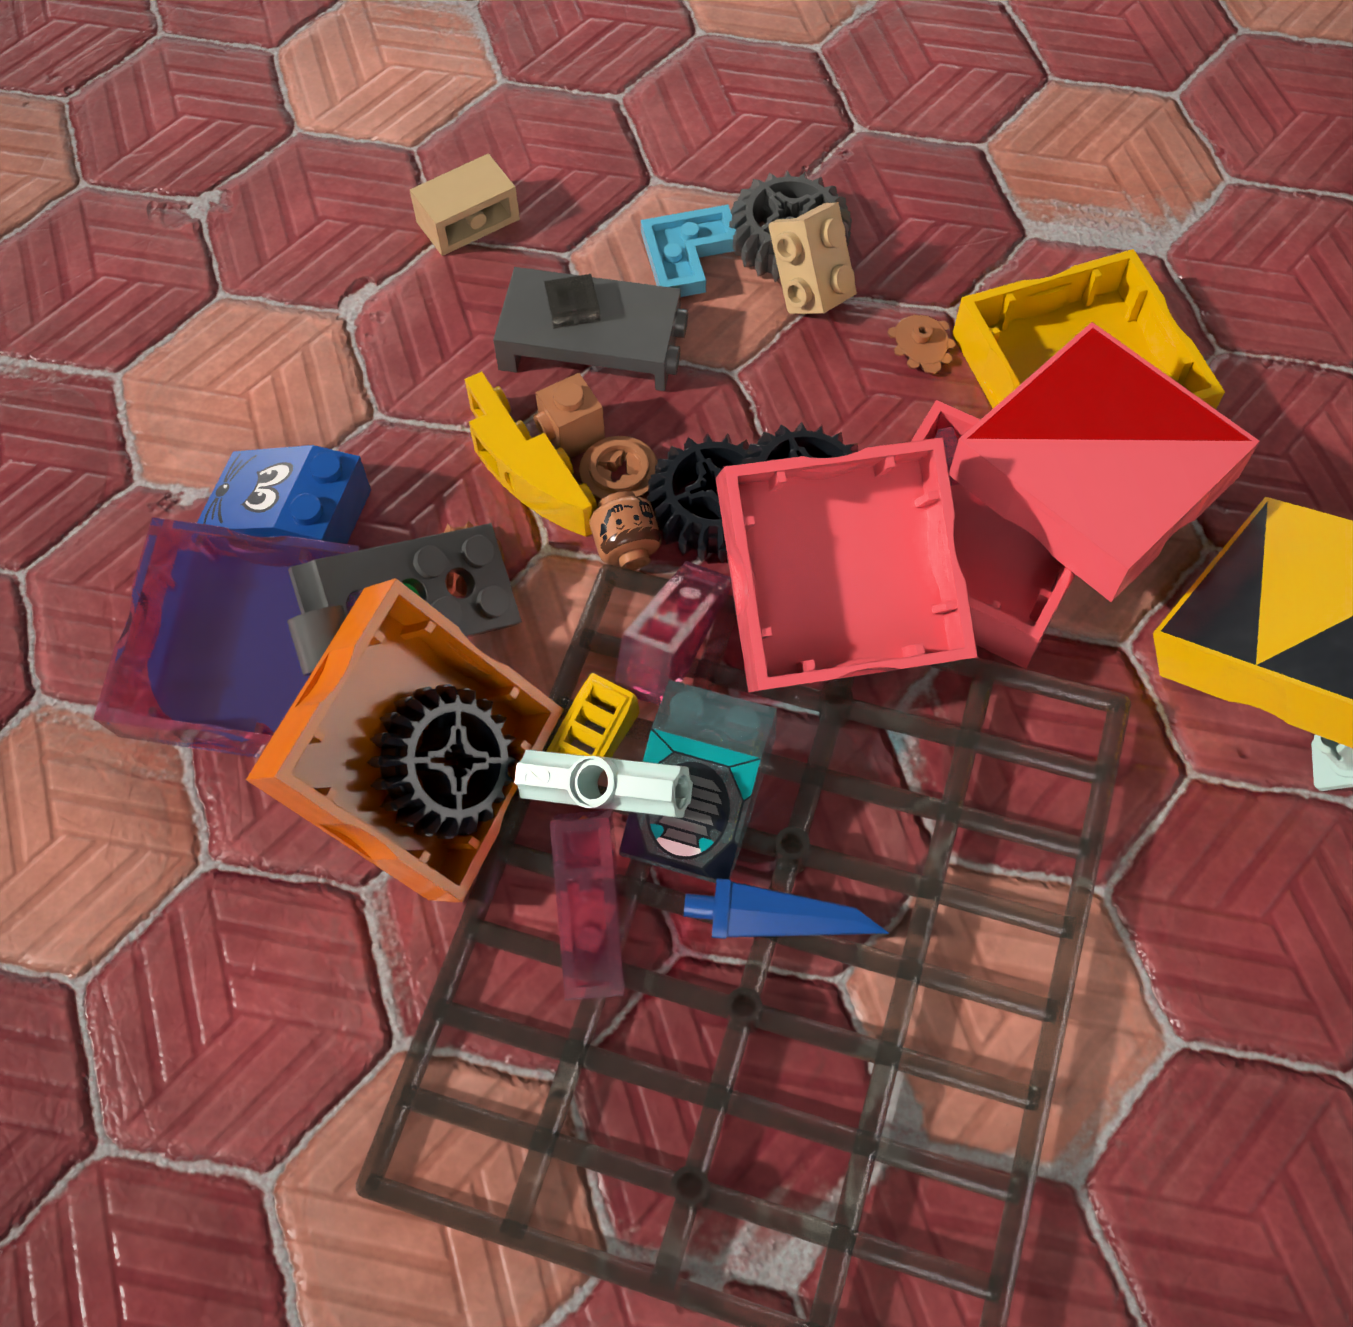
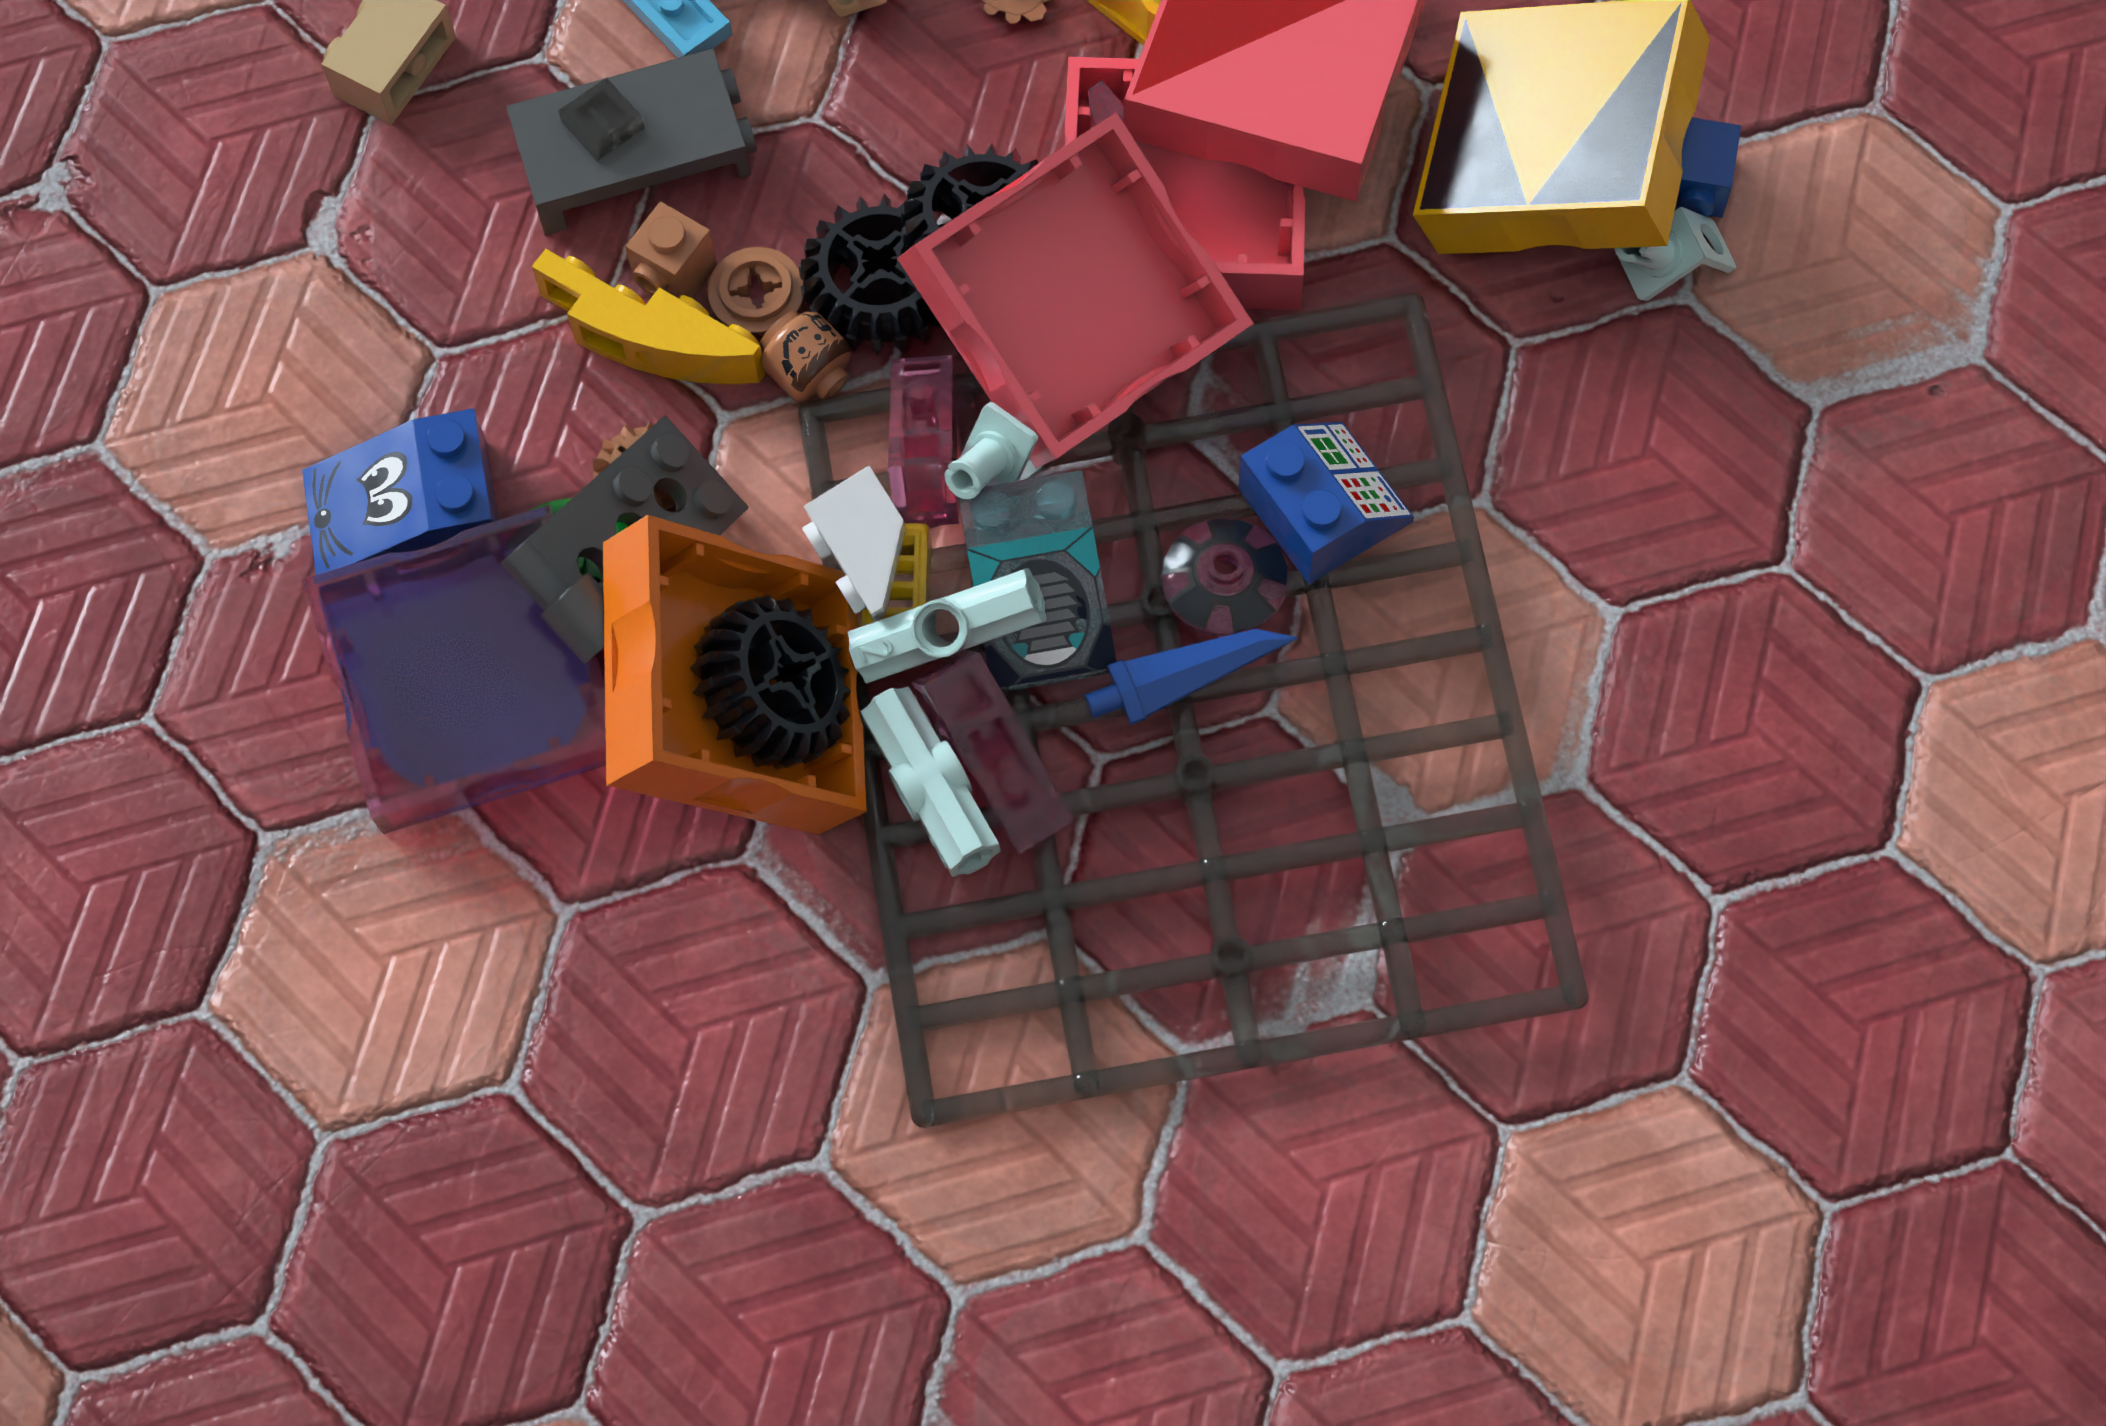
camera: 25 degrees left, 5 degrees up
(525, 905) = (930, 781): none -> light aqua piece
(575, 681) = (864, 536): none -> white slope
(714, 665) = (993, 454): none -> light aqua bracket
(851, 876) = (1217, 601): none -> dish
(966, 823) = (1320, 496): none -> blue slope

